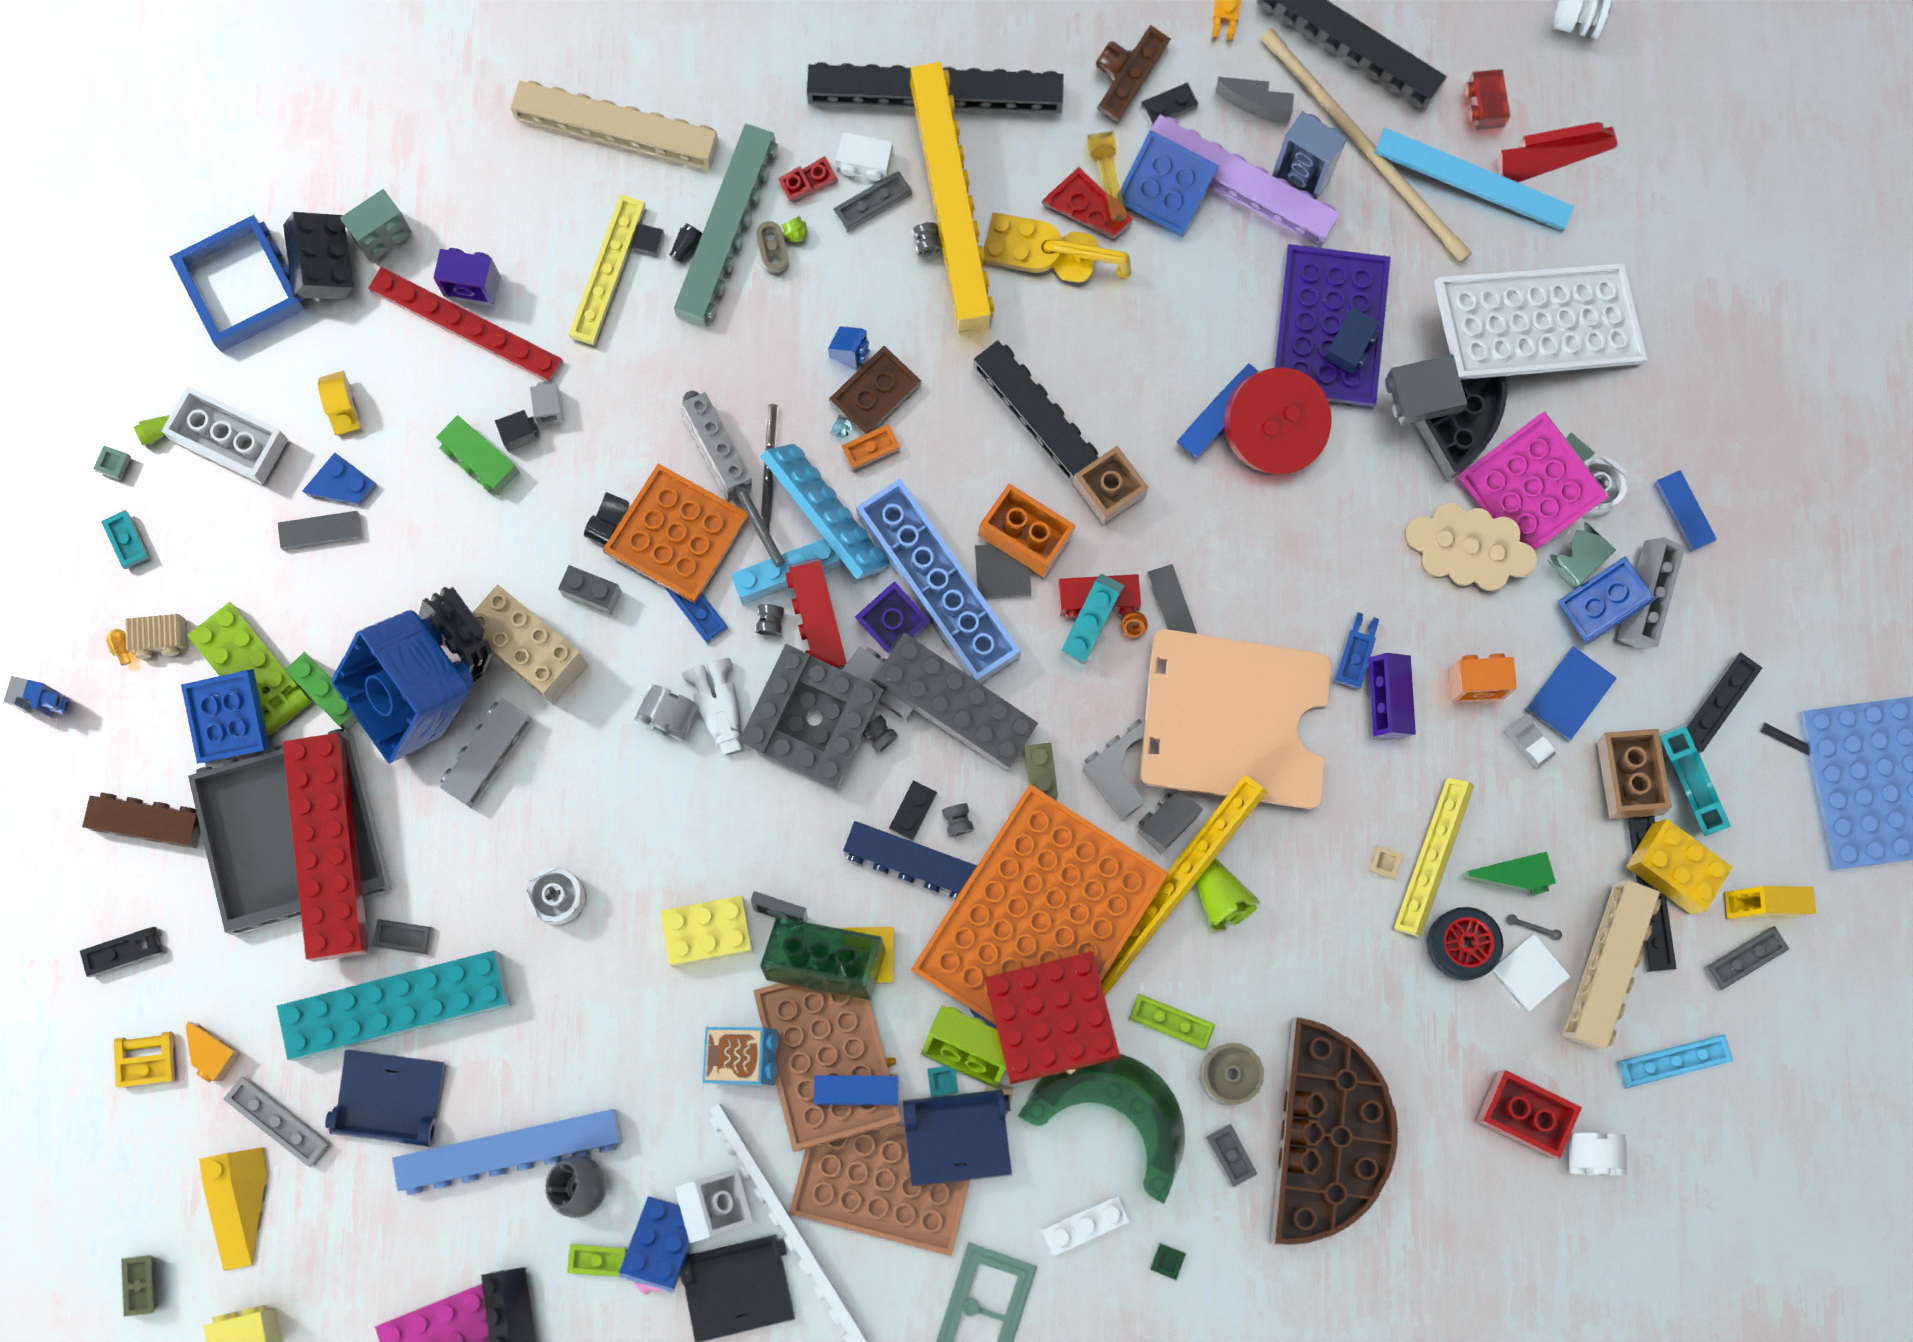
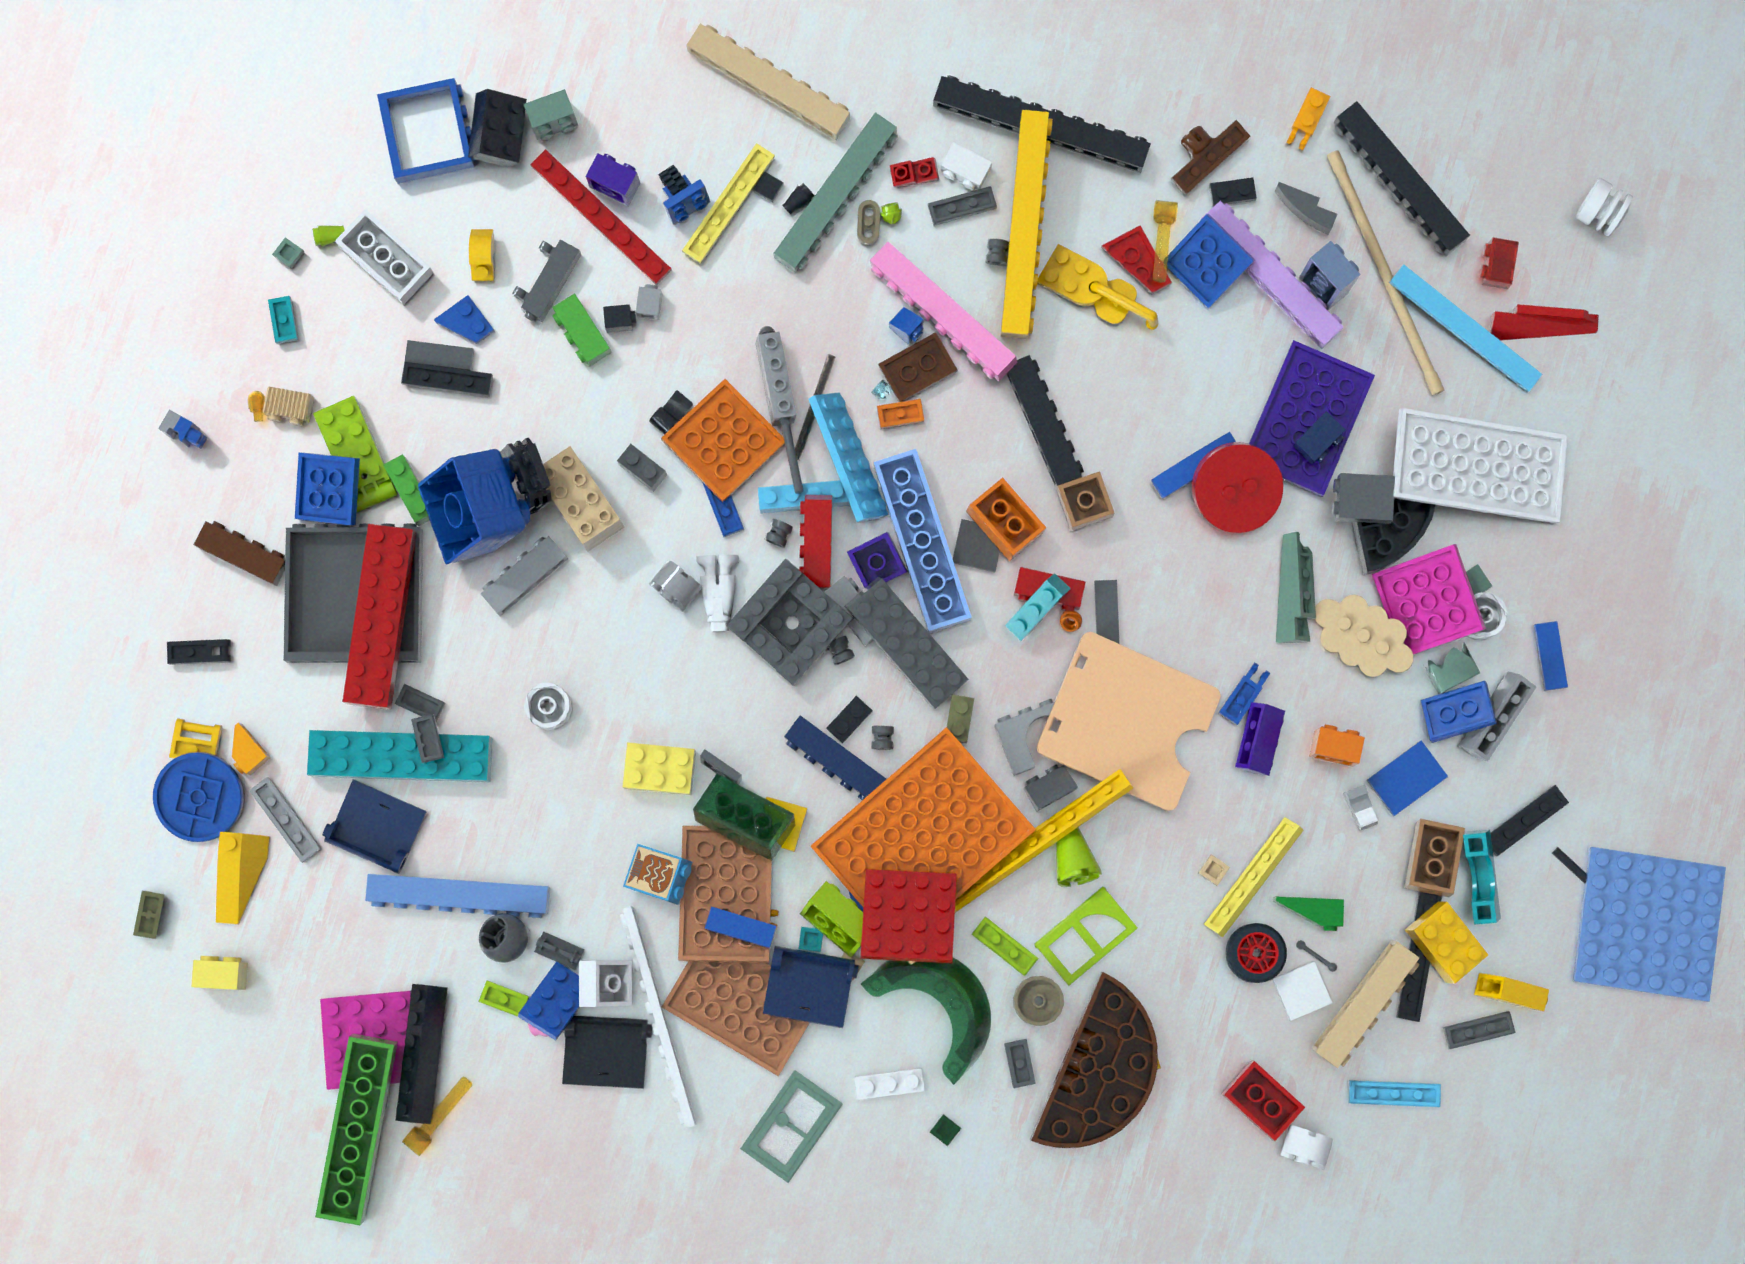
camera: 20 degrees right, 5 degrees up
(163, 1124) = (198, 796): none -> blue plate
(335, 553) = (447, 379): none -> black plate
(420, 973) = (427, 738): none -> dark grey plate
(426, 410) = (550, 281): none -> dark grey brick
(552, 273) = (682, 195): none -> blue plate
(647, 1182) = (559, 950): none -> dark grey hinge
(886, 319) = (942, 311): none -> bright pink brick
(1265, 940) = (1099, 903): none -> lime window
(1378, 520) = (1295, 591): none -> sand green wedge

